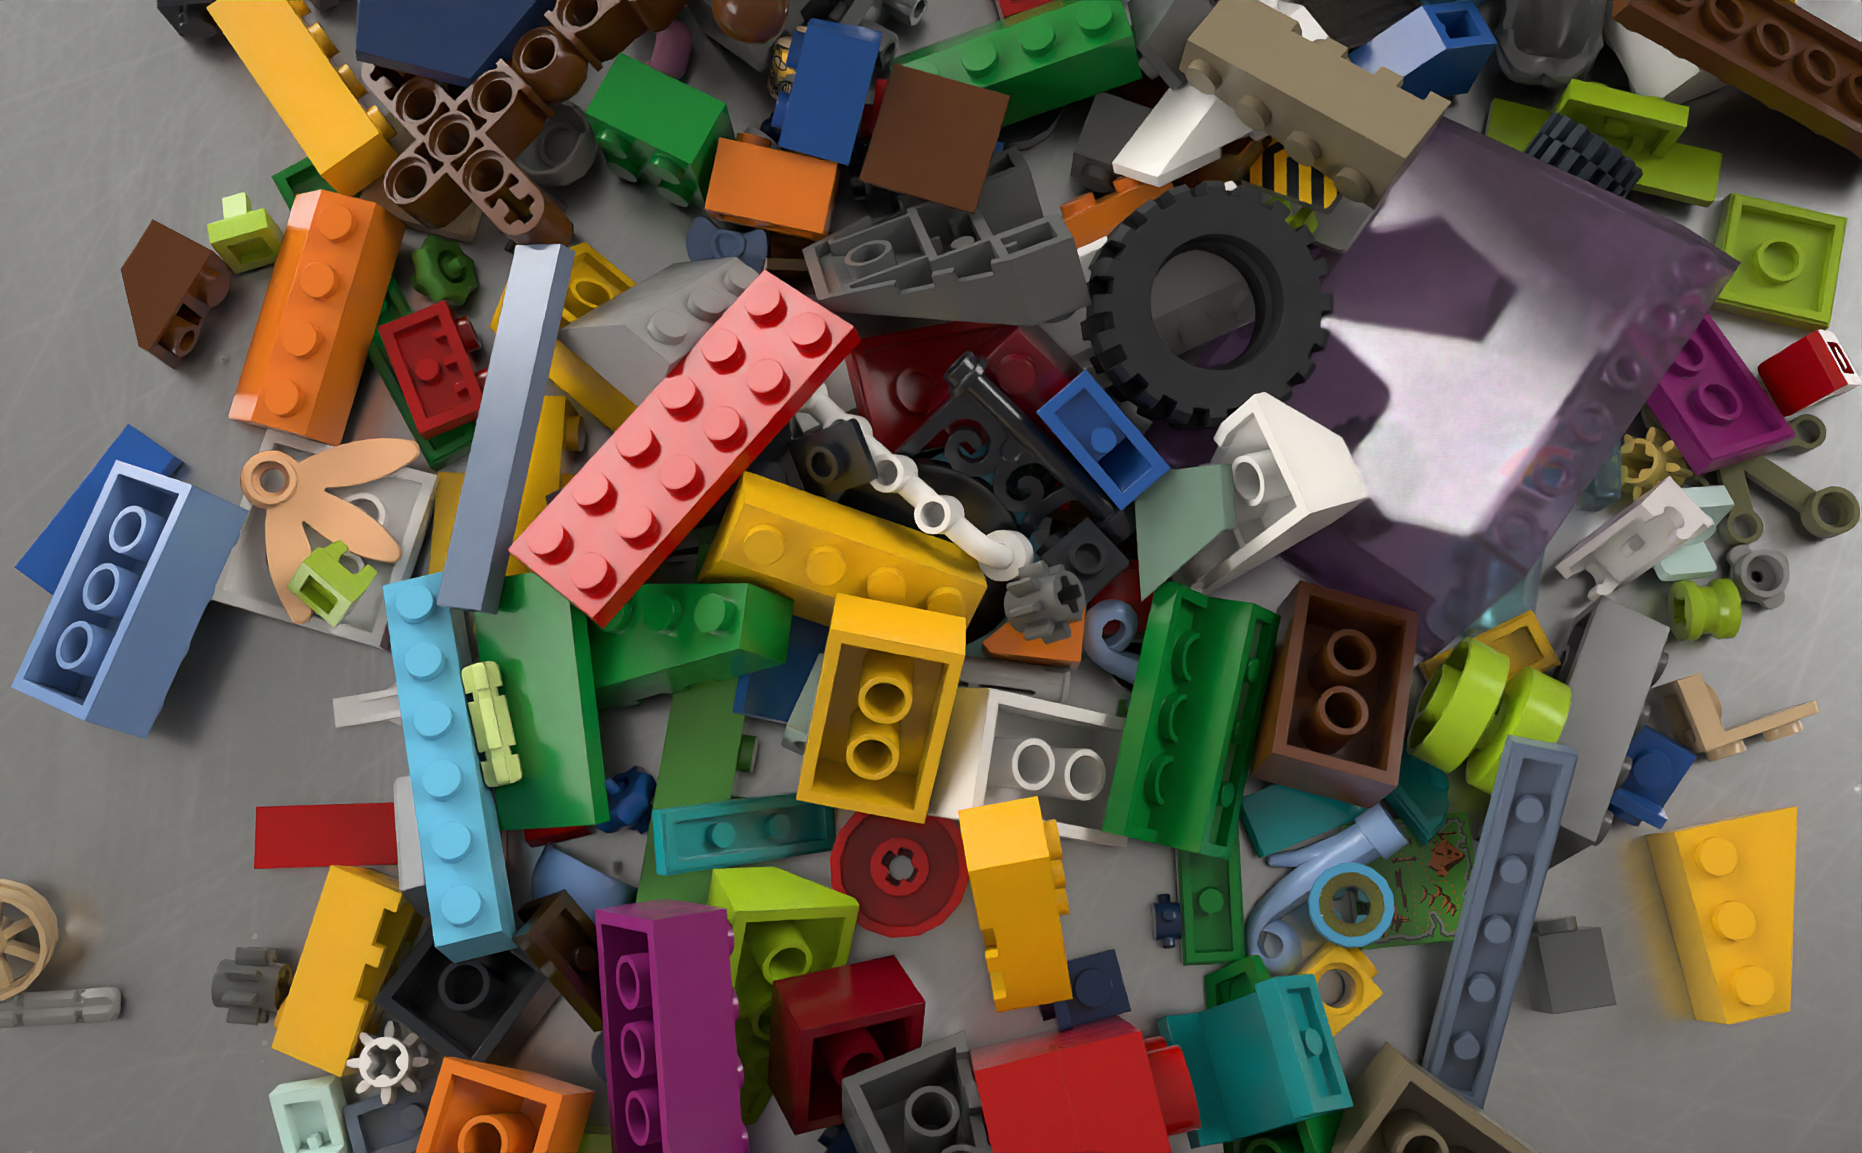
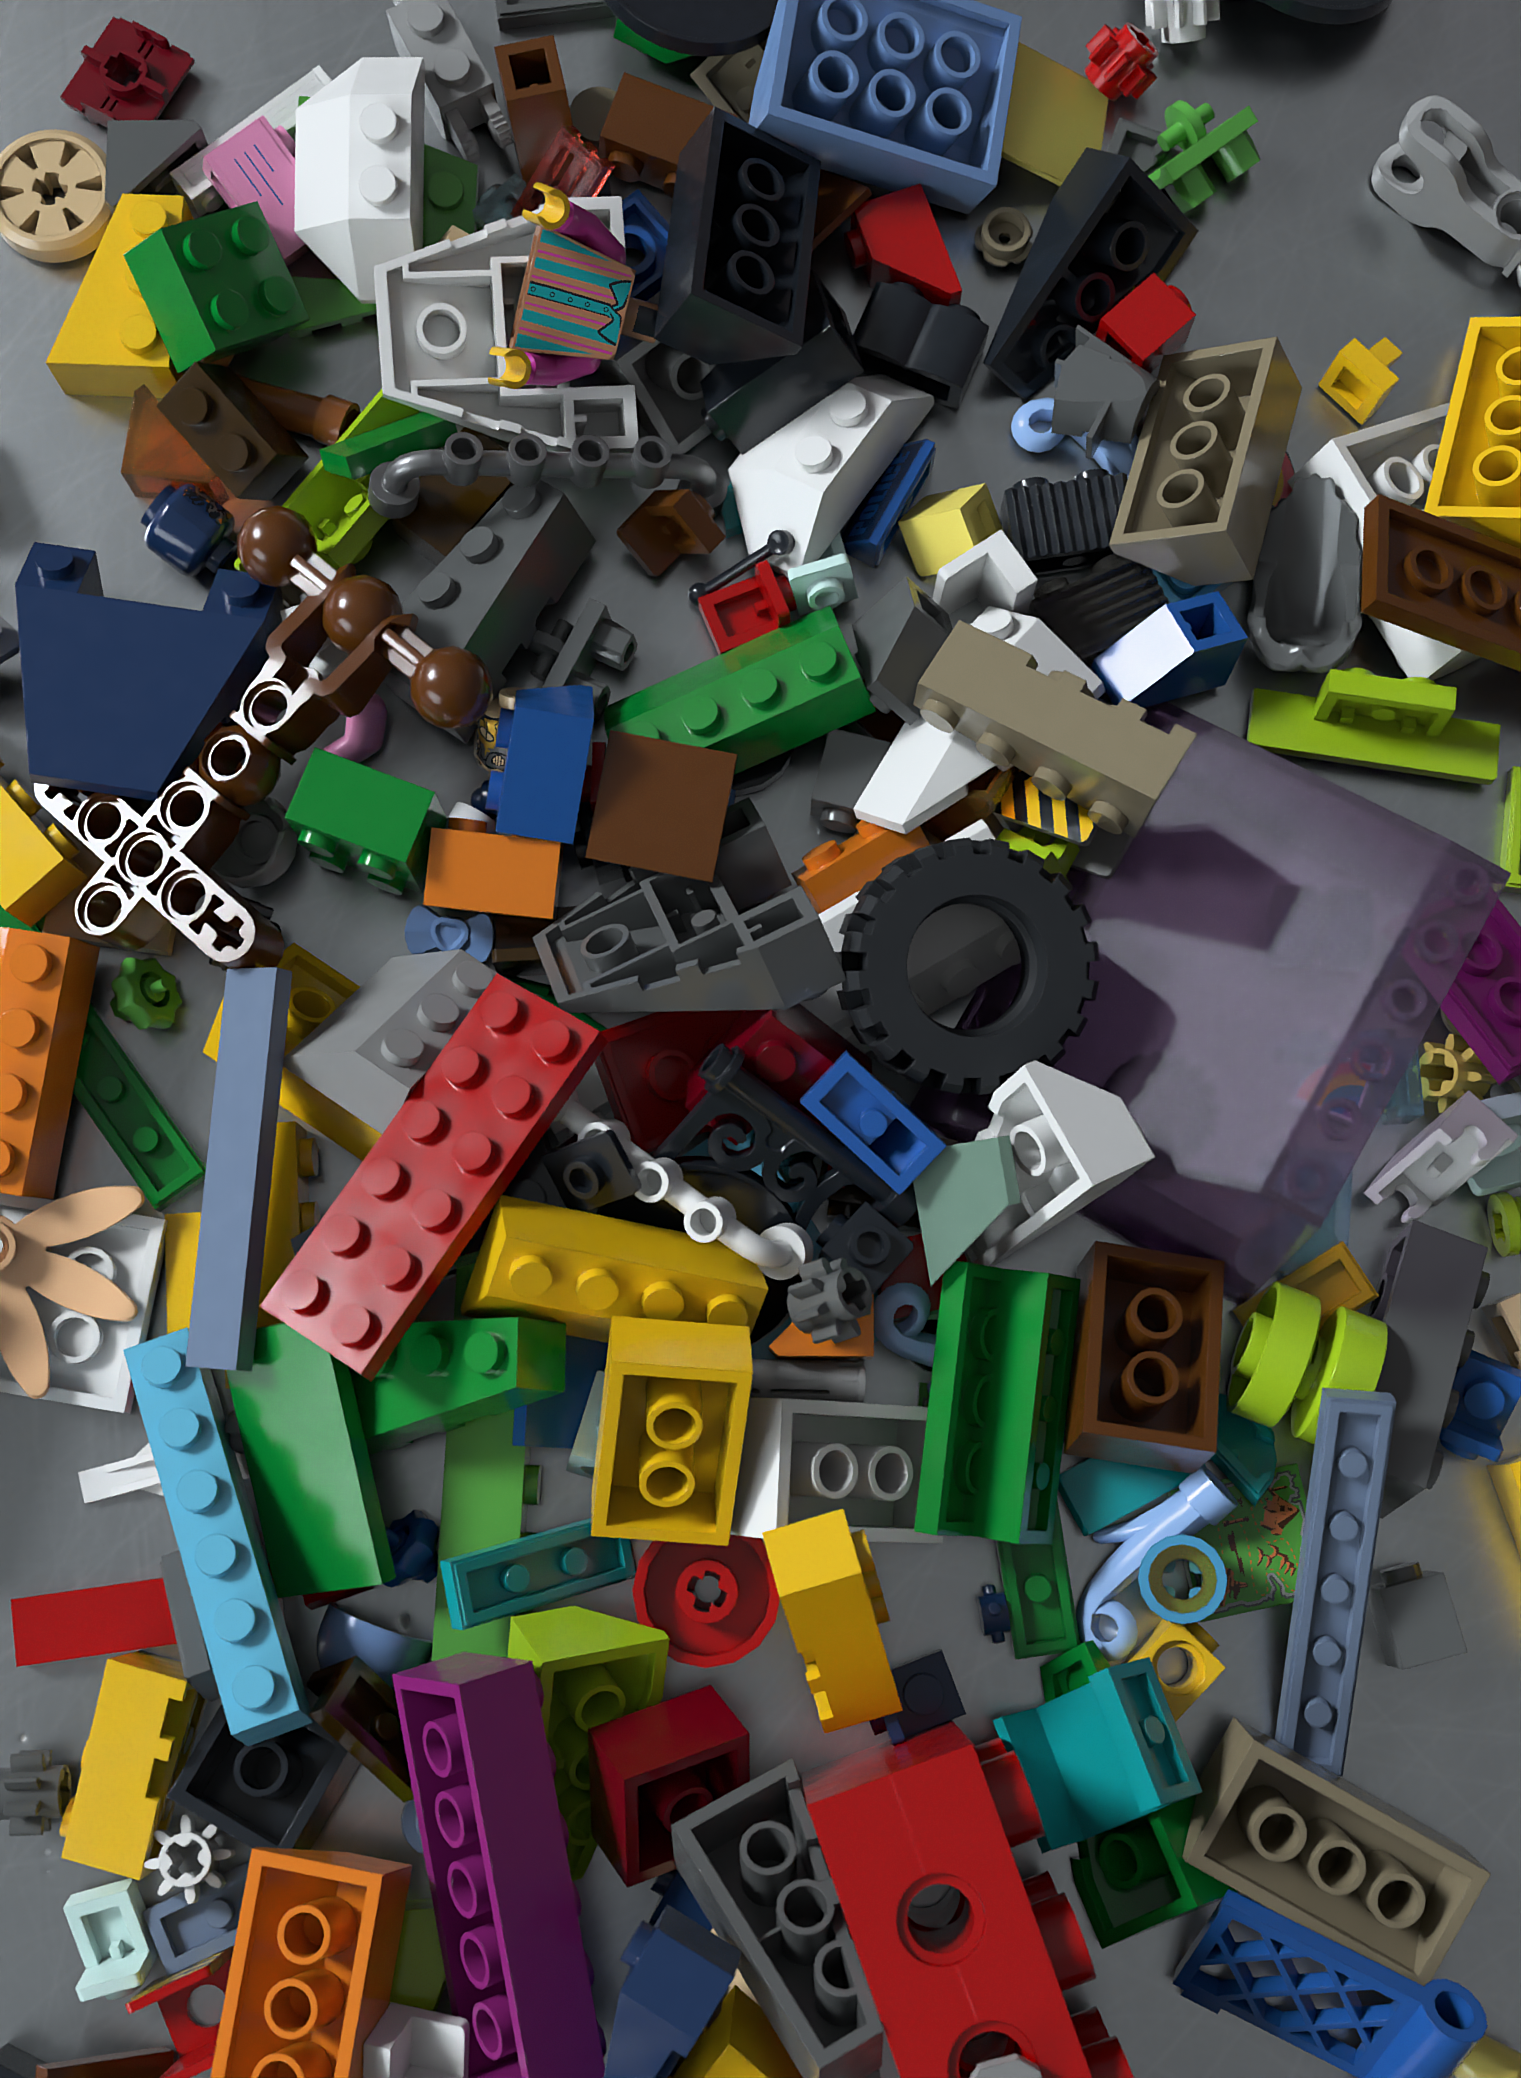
camera: 10 degrees left, 0 degrees up
(329, 585) = (65, 1355): lime tile -> none
(436, 367) = (153, 1103): red bracket -> none
(491, 724) = (258, 1487): yellowish green axle -> none
(1584, 155) = (1349, 760): black wheel -> none

